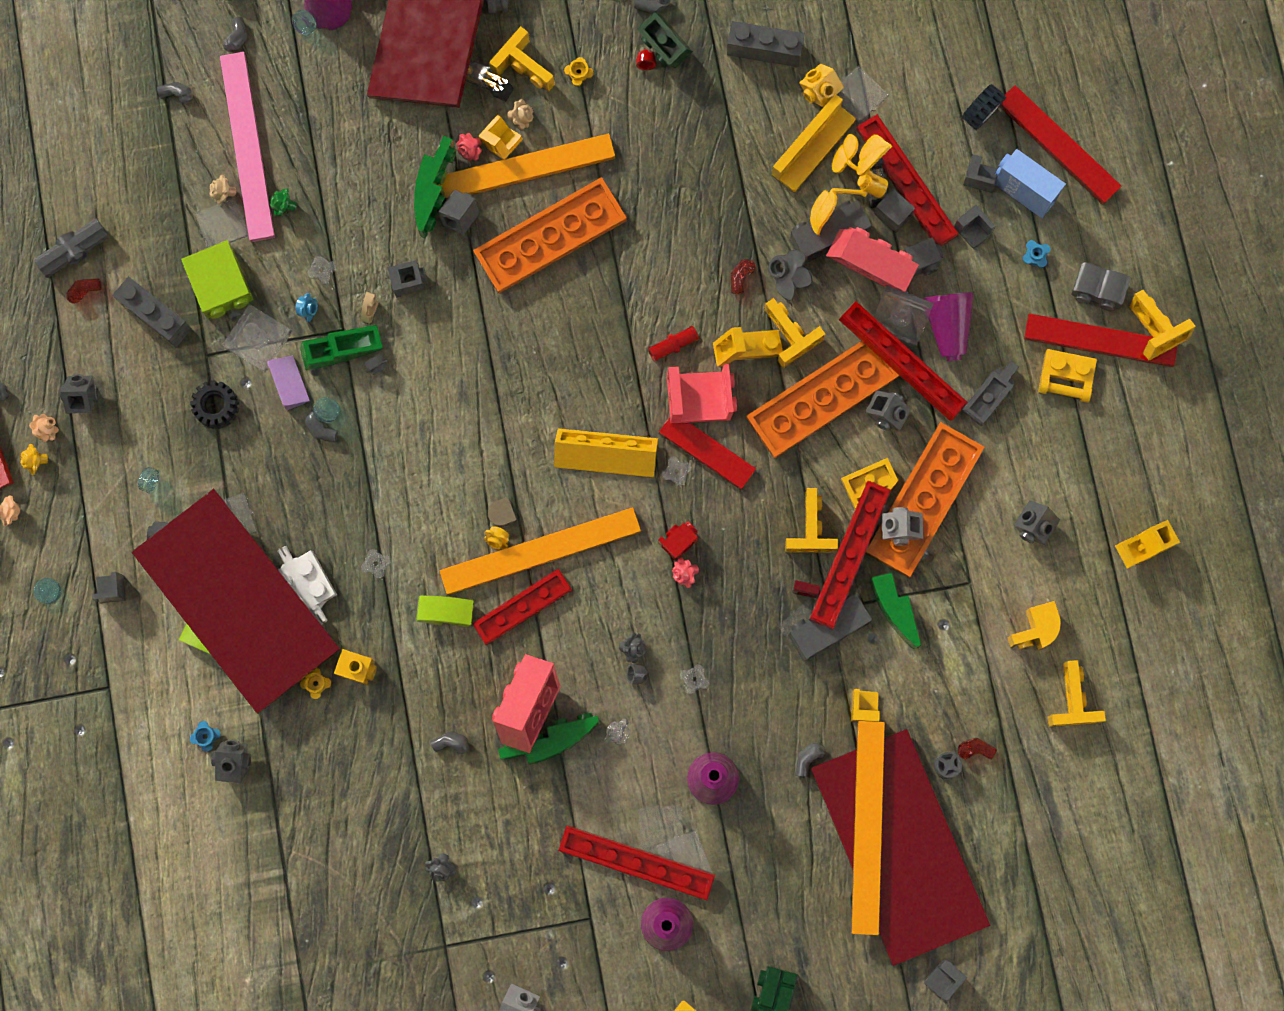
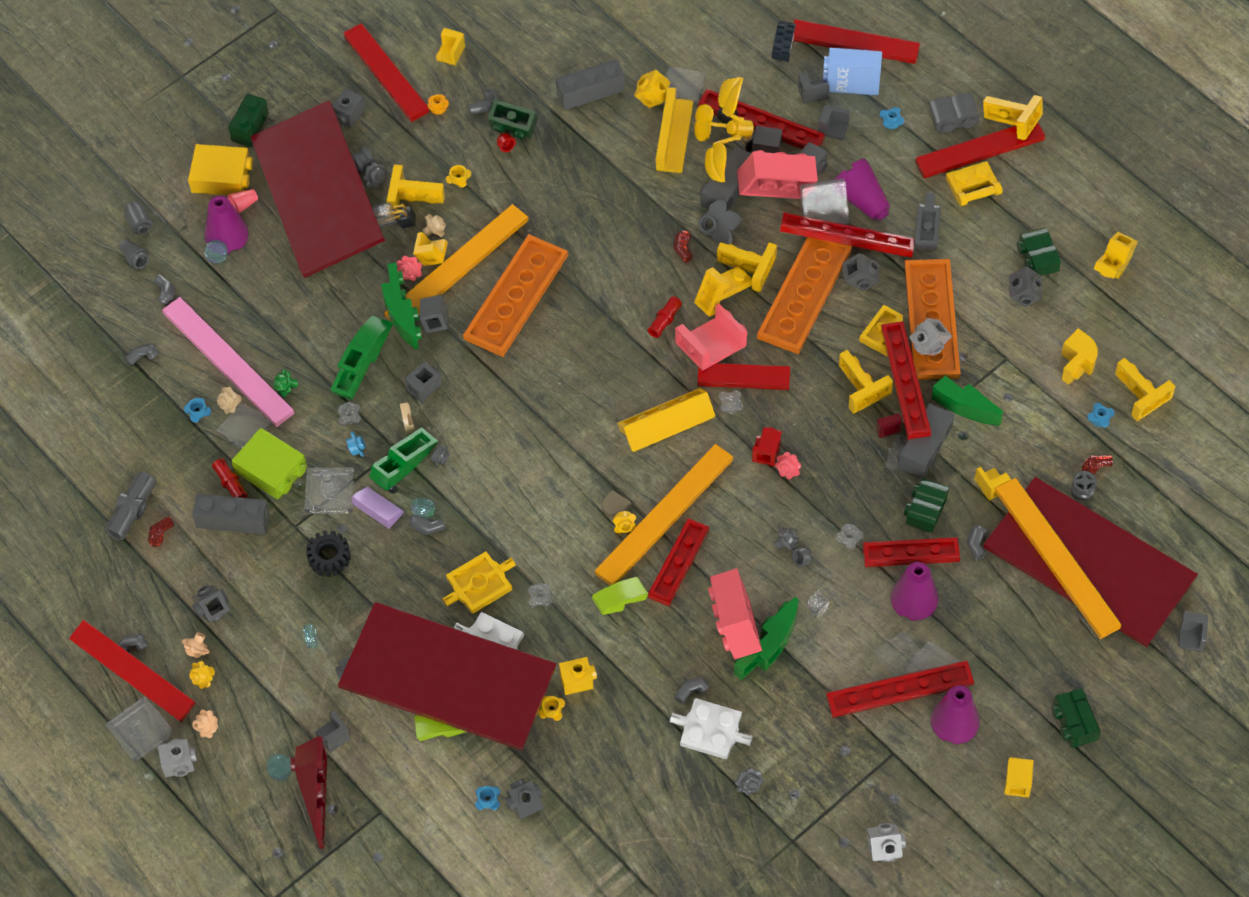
camera: 35 degrees left, 20 degrees down
(62, 626) = (311, 773): none -> dark red wedge
(173, 274) = (229, 479): none -> red pin
(185, 176) = (194, 404): none -> dark azure plate
(329, 517) = (479, 582): none -> yellow plate
(364, 214) = (358, 356): none -> green slope
(442, 793) = (711, 728): none -> white plate
(500, 25) = (375, 175): none -> dark grey plant
(741, 730) = (910, 551): none -> red tile
(785, 694) = (926, 505): none -> dark green brick
(1014, 708) = (1096, 419): none -> dark azure plate
(1077, 491) = (1039, 251): none -> dark green brick

